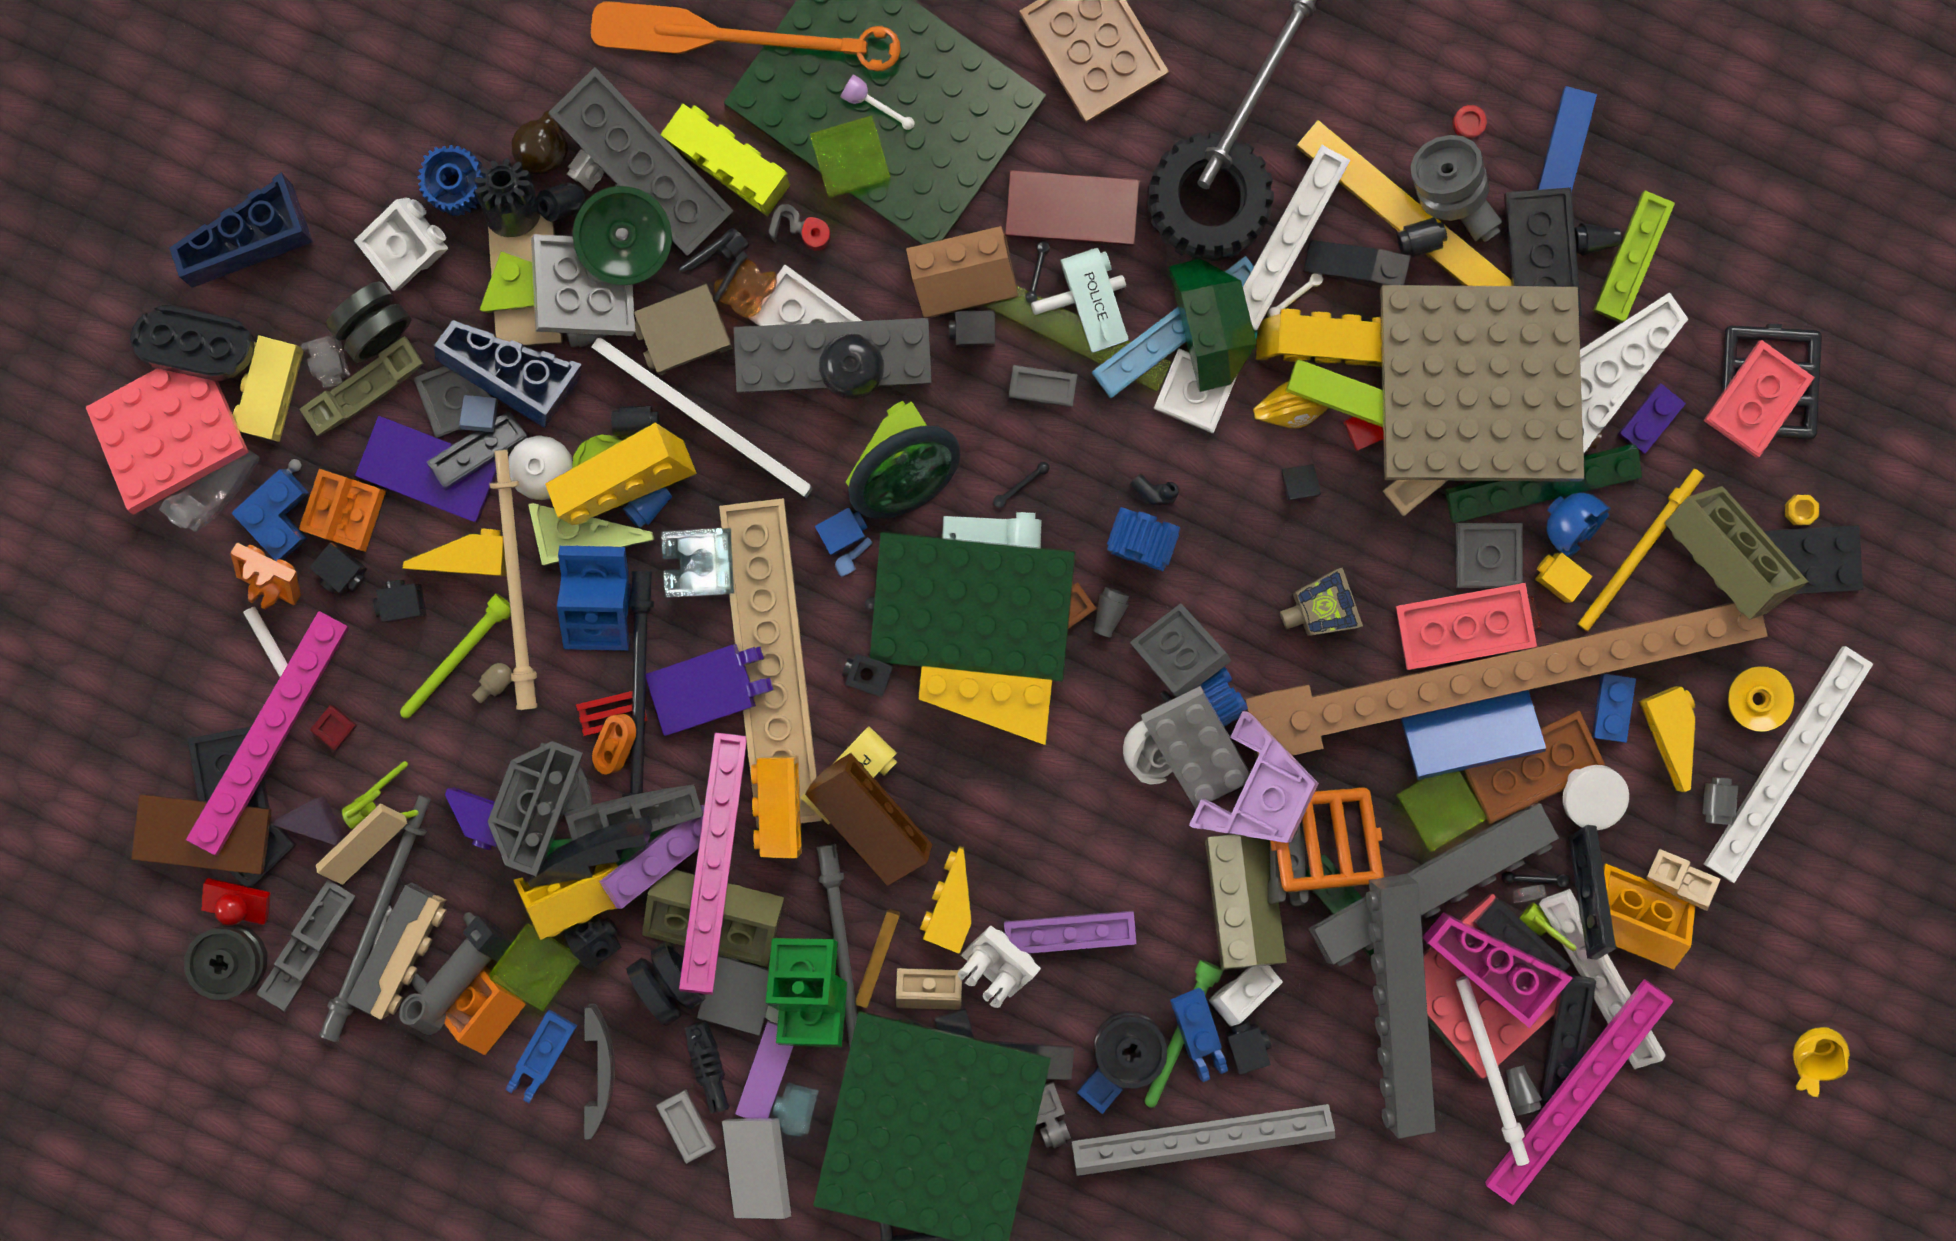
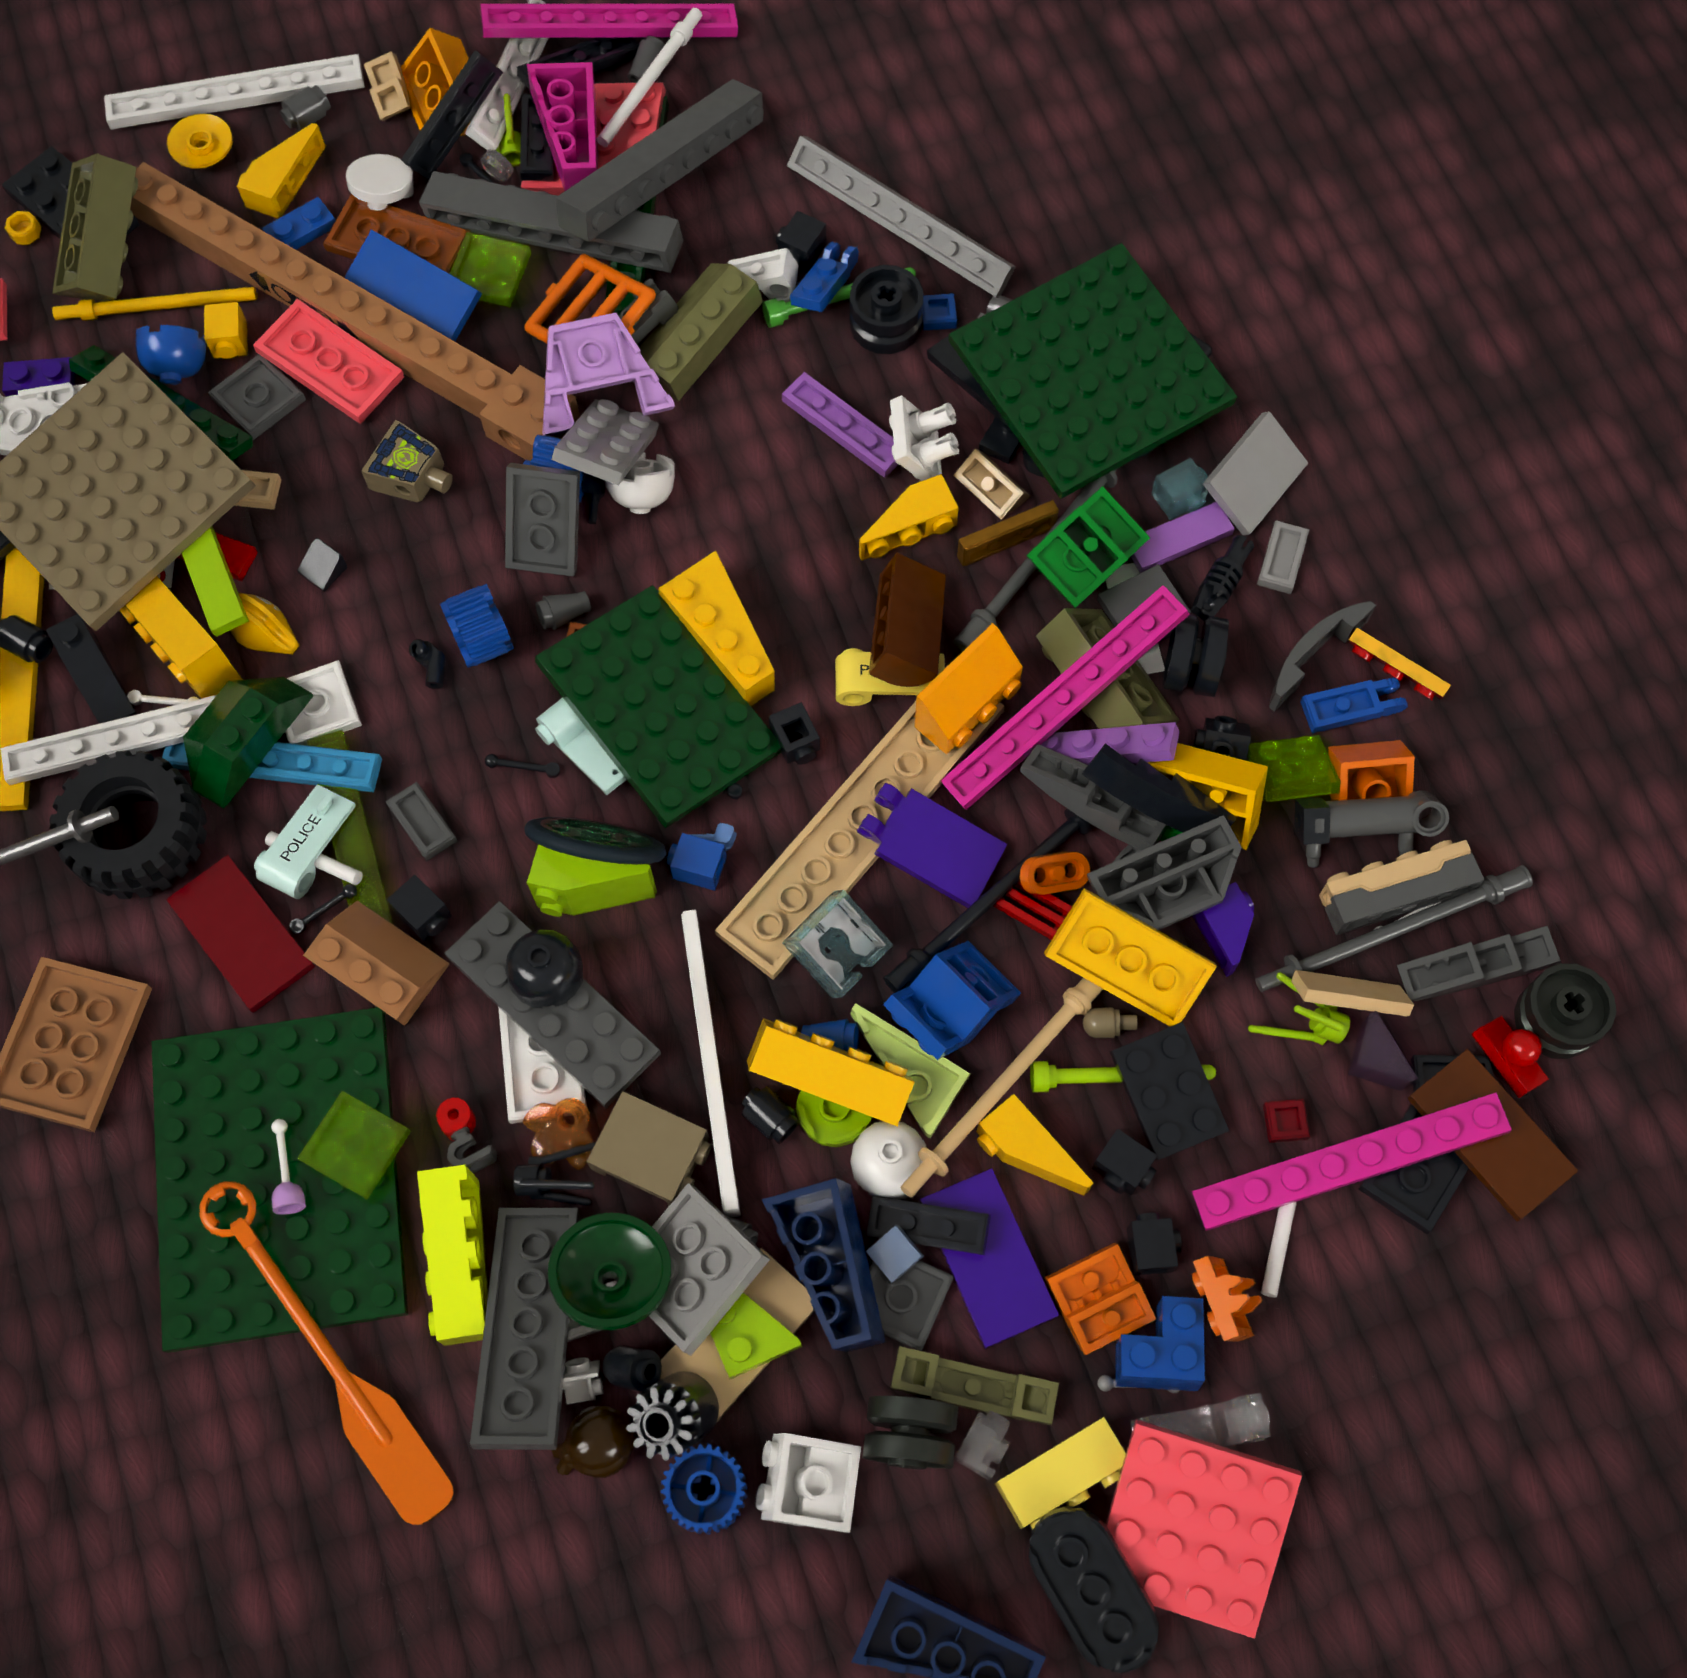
camera: 135 degrees left, 20 degrees down
(415, 673) = (1169, 1091): none -> black plate
(510, 728) = (1130, 959): none -> yellow tile
(534, 1113) = (1398, 665): none -> pearl gold plate

